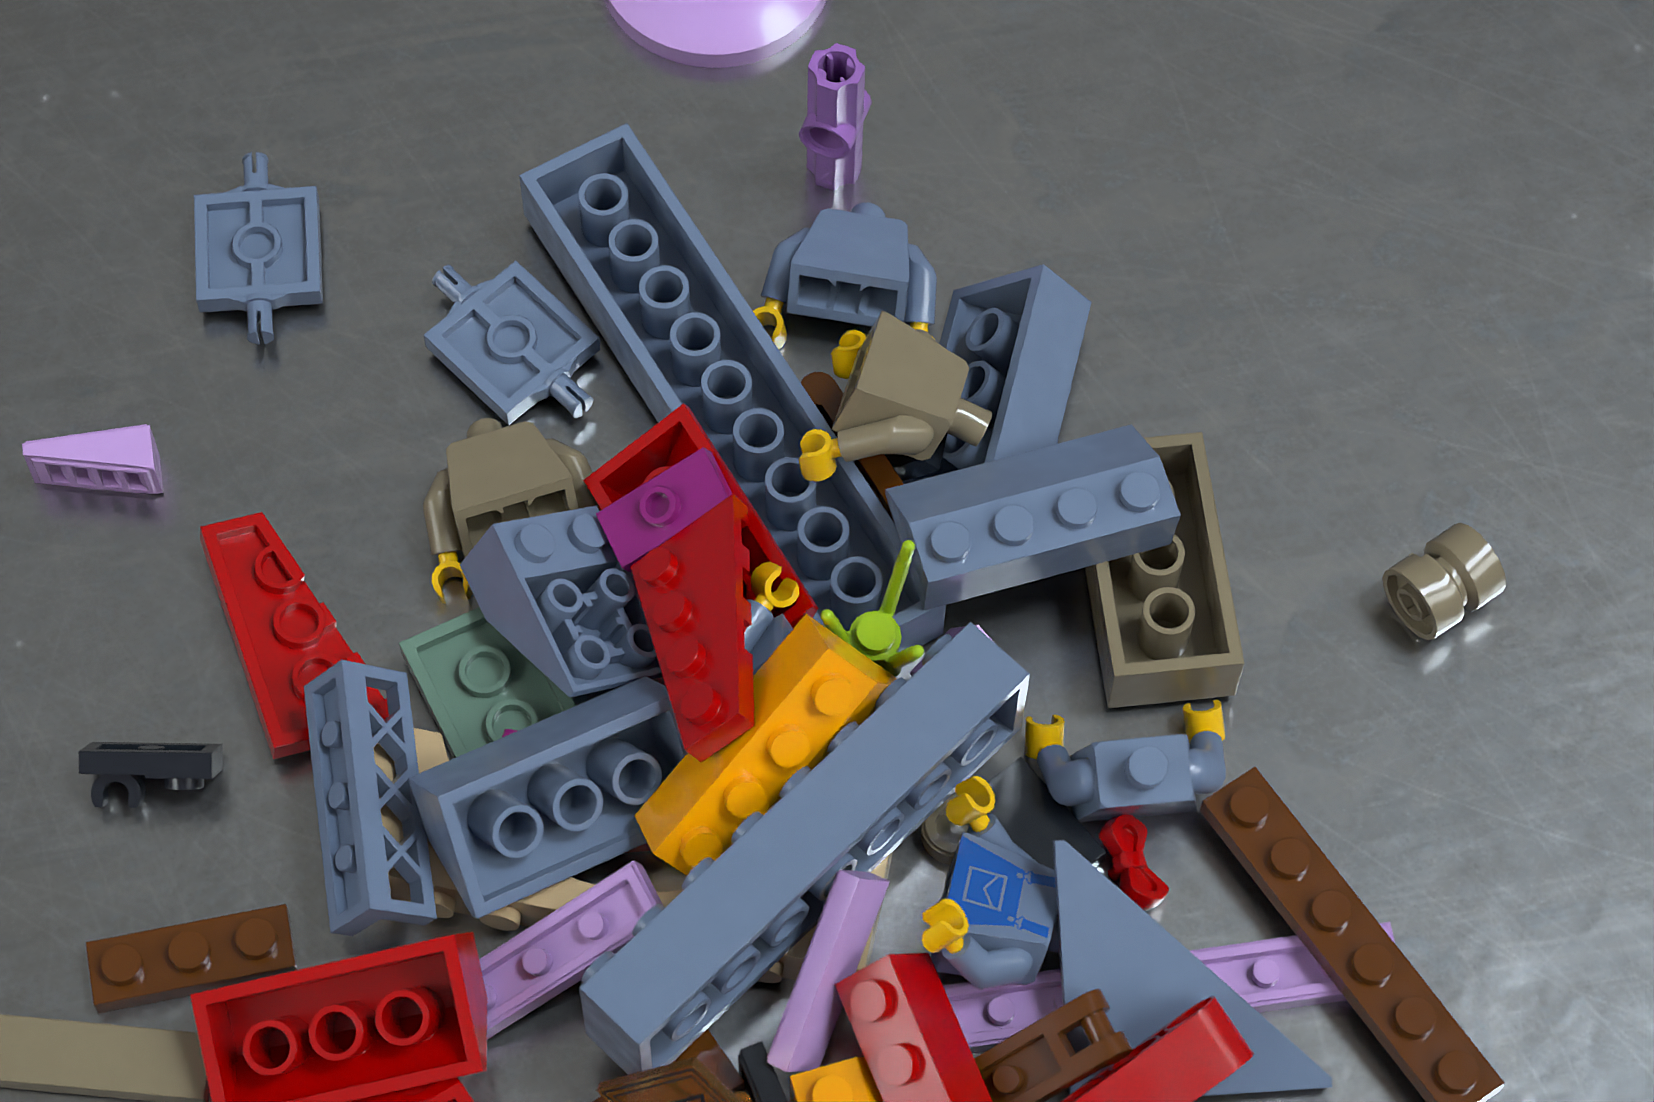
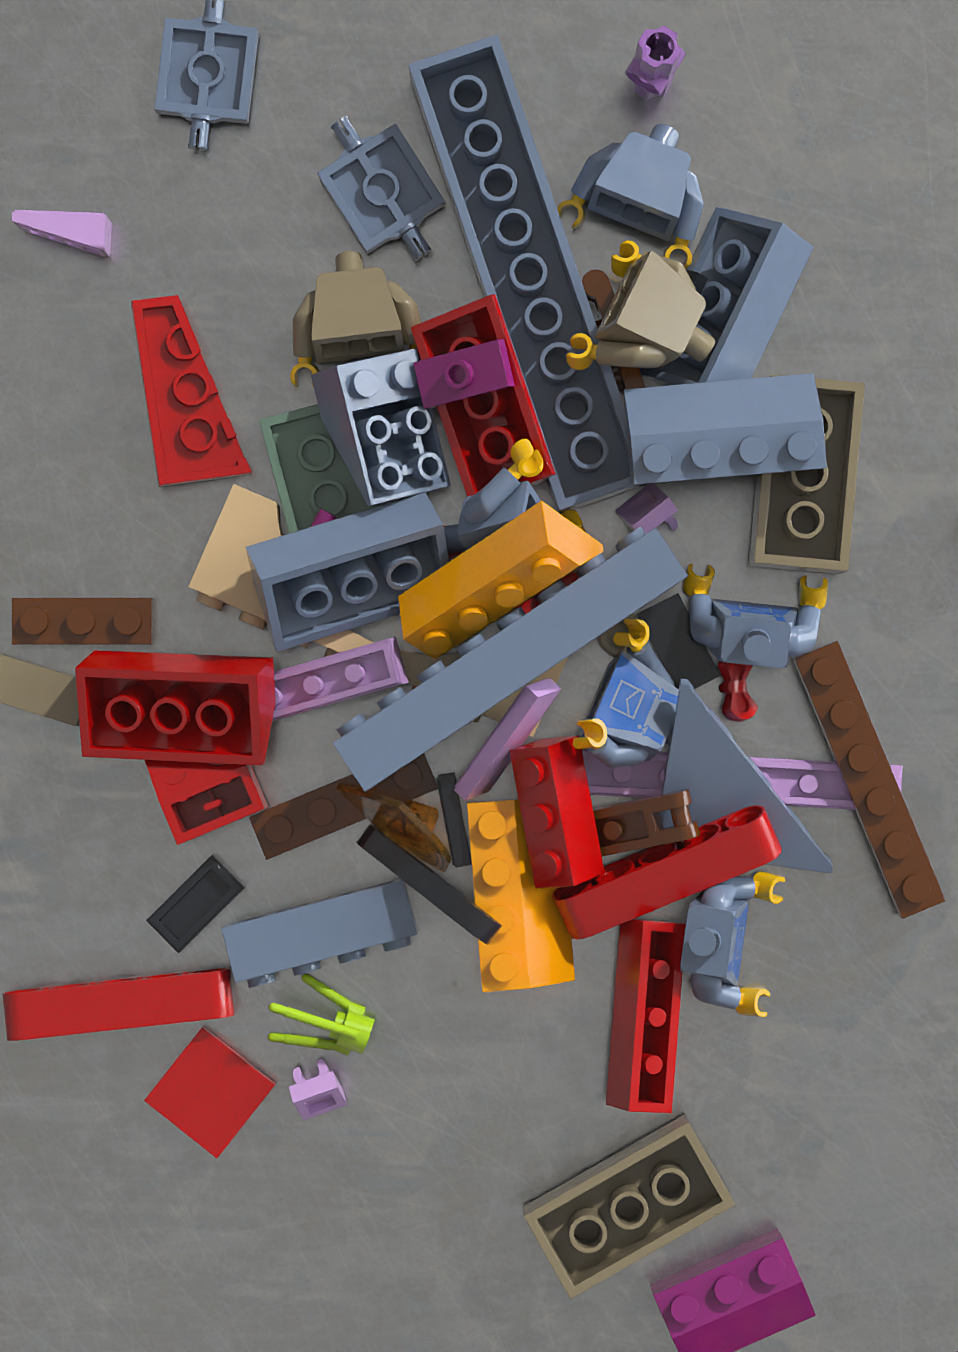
camera: 15 degrees right, 25 degrees up
(179, 764) = (72, 473): black plate -> none
(353, 791) = (208, 545): sand blue fence -> none
(699, 624) = (467, 478): red wing -> none
(877, 632) = (591, 506): lime plant -> none

